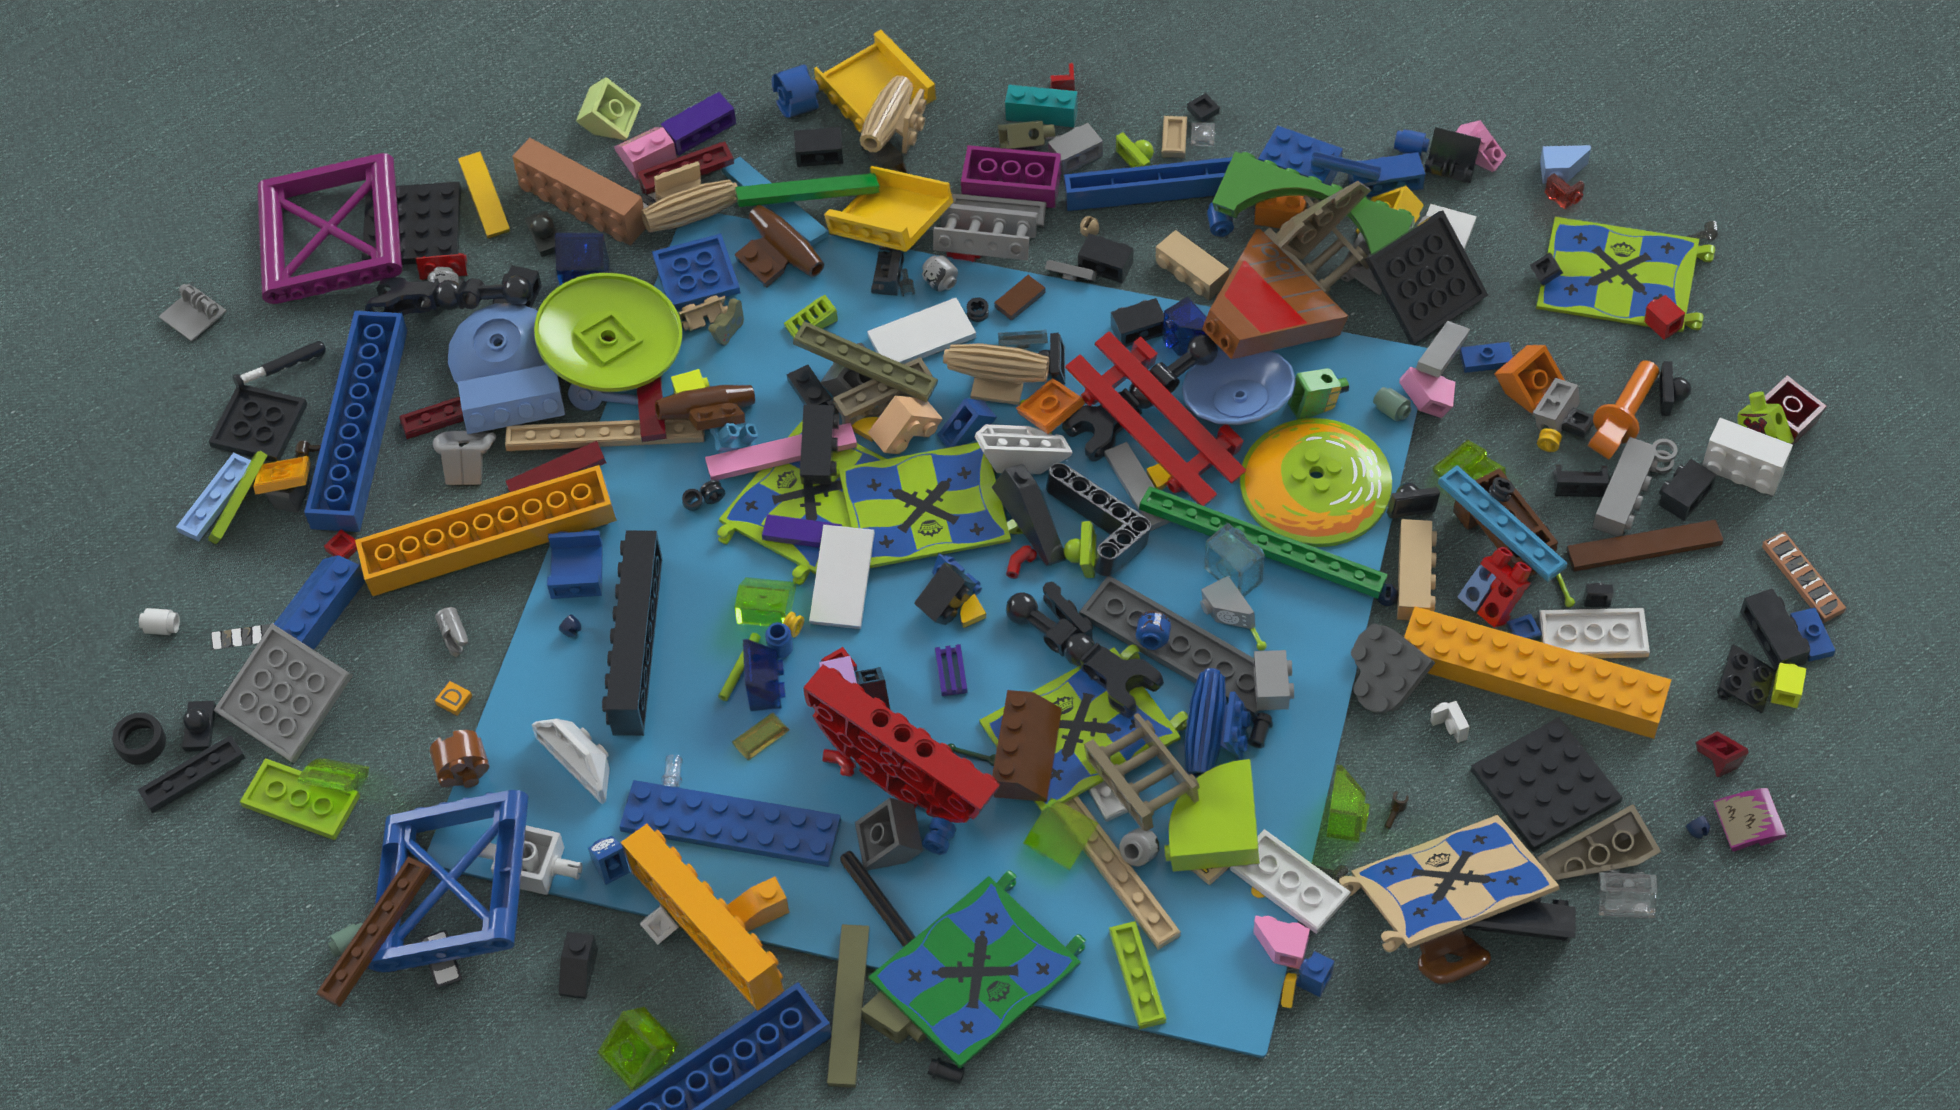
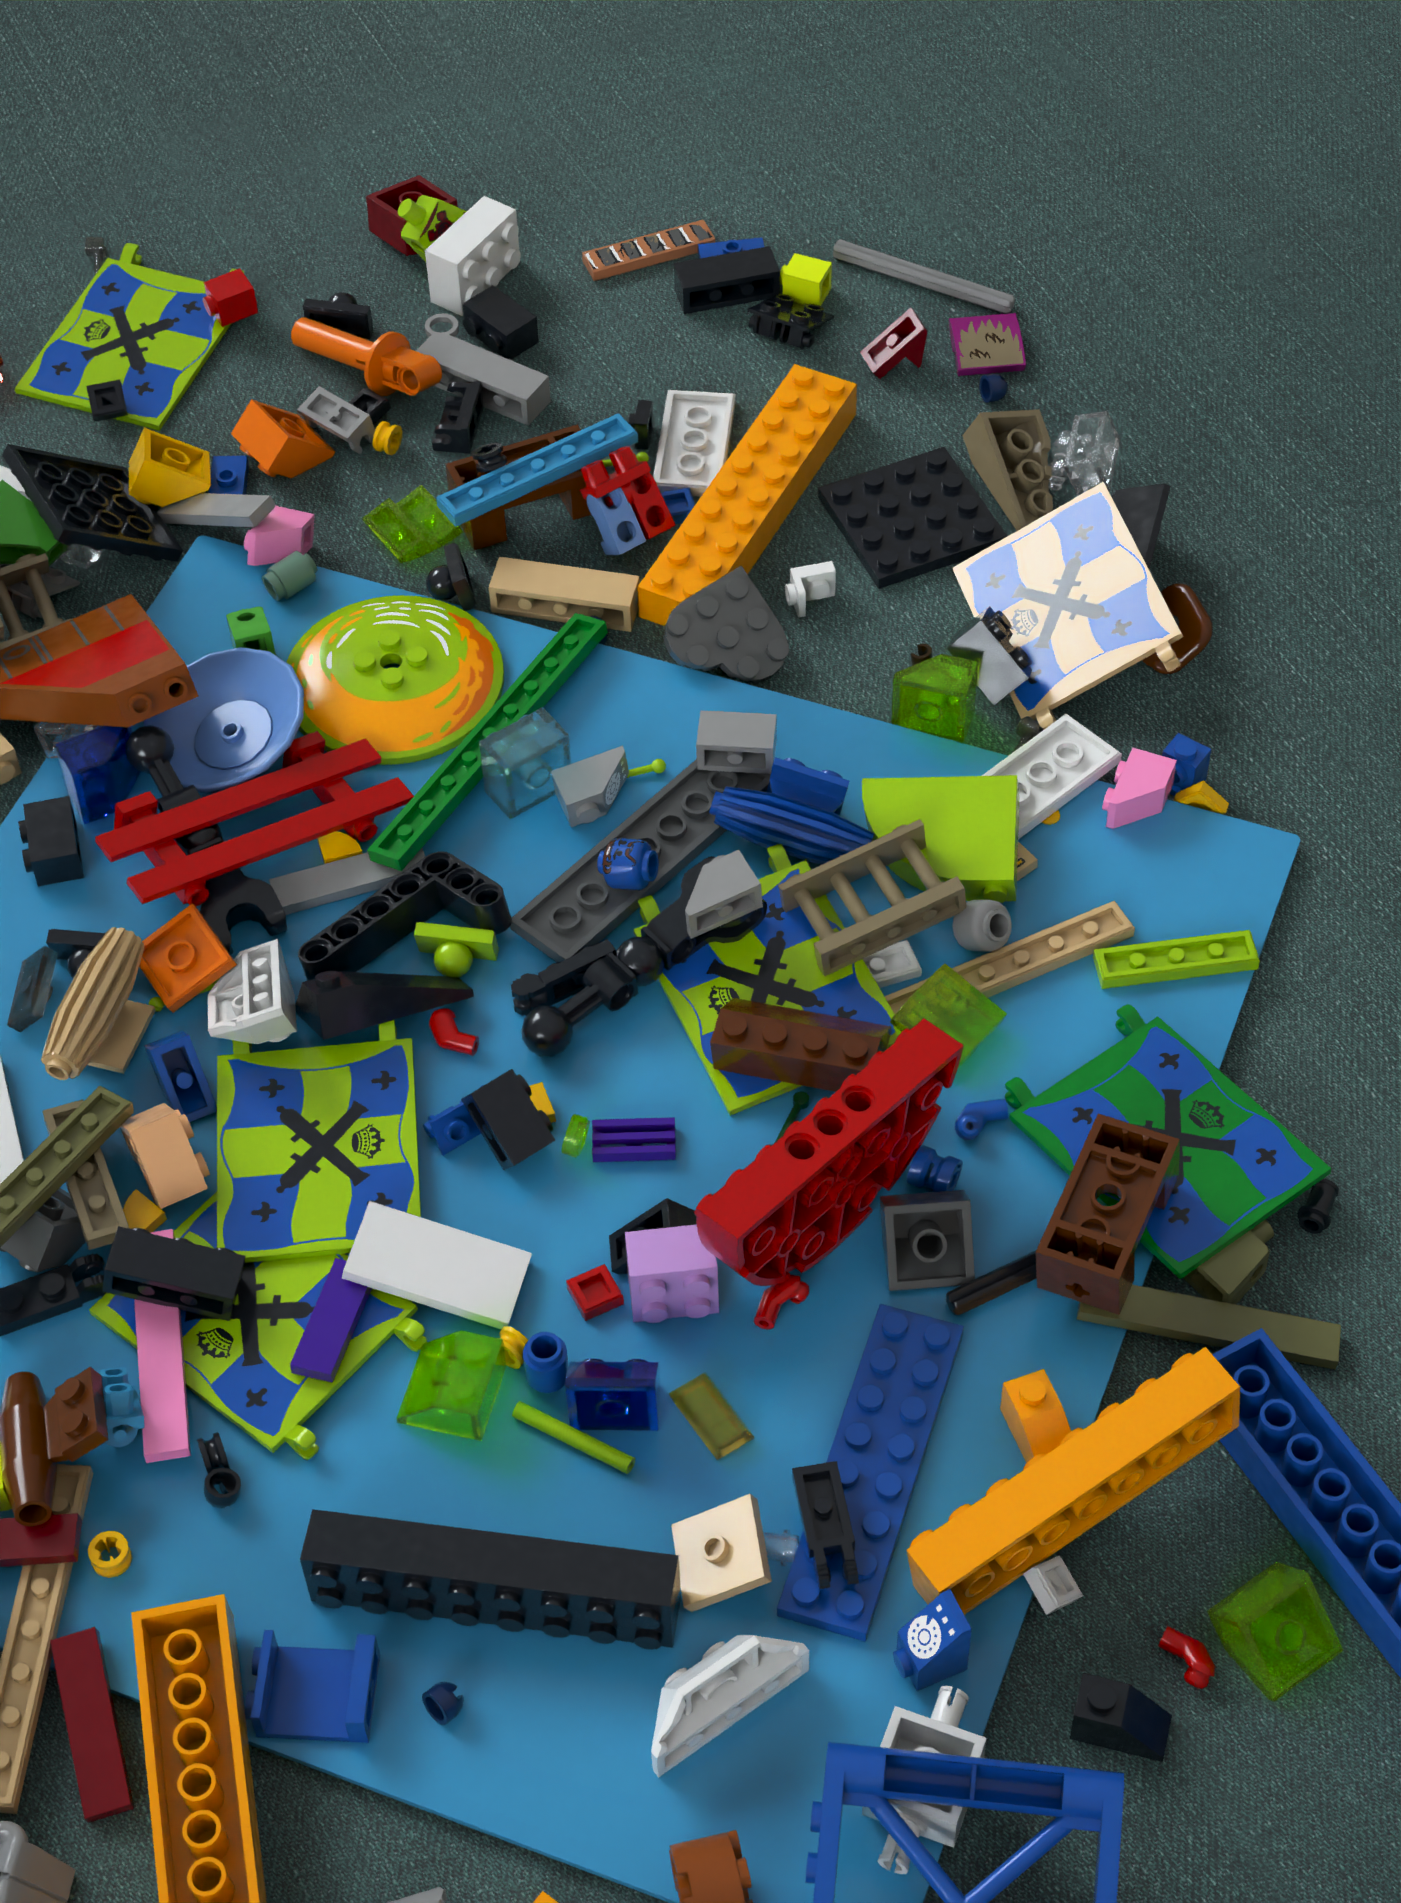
camera: 85 degrees left, 5 degrees down
(616, 1006) = (1193, 1652): none -> red arm
(647, 453) = (115, 1566): none -> yellow bush
(662, 745) = (721, 1553): none -> tan plate
(678, 792) = (825, 1519): none -> black hinge
(925, 921) = (1093, 1246): none -> reddish brown plate
(946, 636) = (575, 1135): none -> clear neon green tile
(988, 859) = (977, 1114): none -> blue arm
(1119, 677) = (722, 894): none -> light grey slope
(1389, 830) = (999, 663): none -> brick
(1479, 315) = (167, 470): none -> yellow slope
(1644, 545) = (570, 367): reddish brown tile -> none
(1820, 769) = (924, 276): none -> light grey axle

